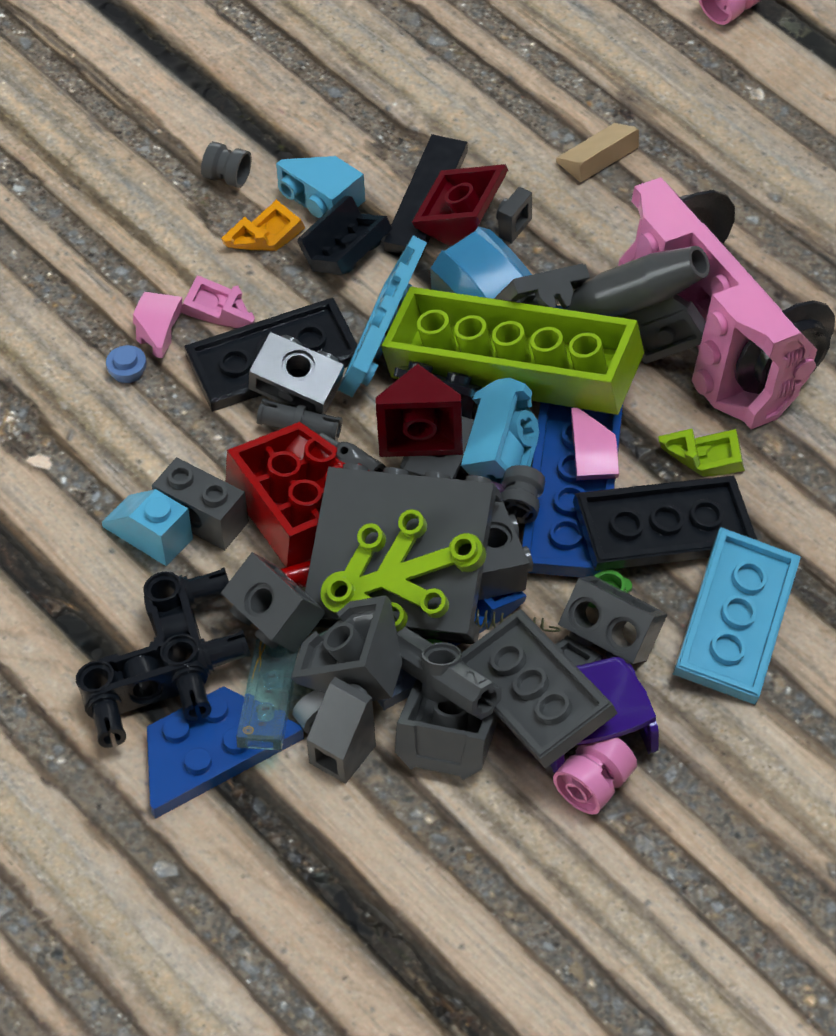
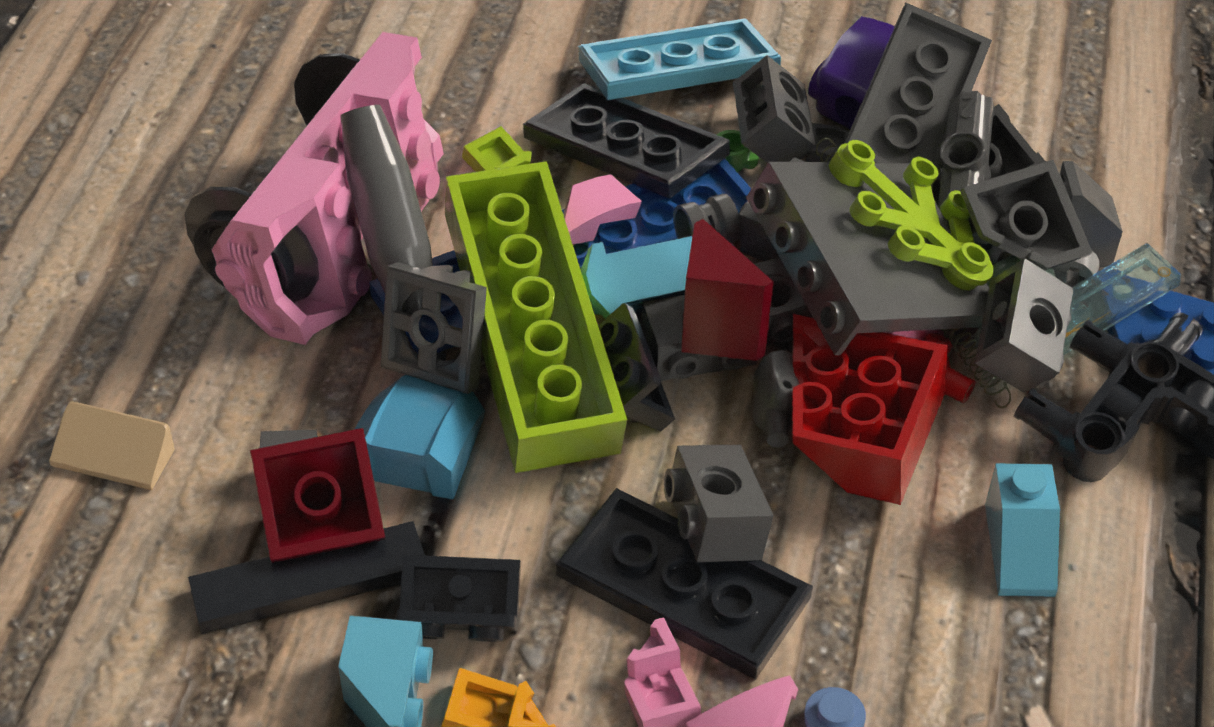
camera: 130 degrees left, 5 degrees down
(214, 506) = (958, 492): dark grey brick -> none
(283, 415) = (771, 485): dark grey pin -> none
(392, 294) = (557, 467): medium azure wing -> none

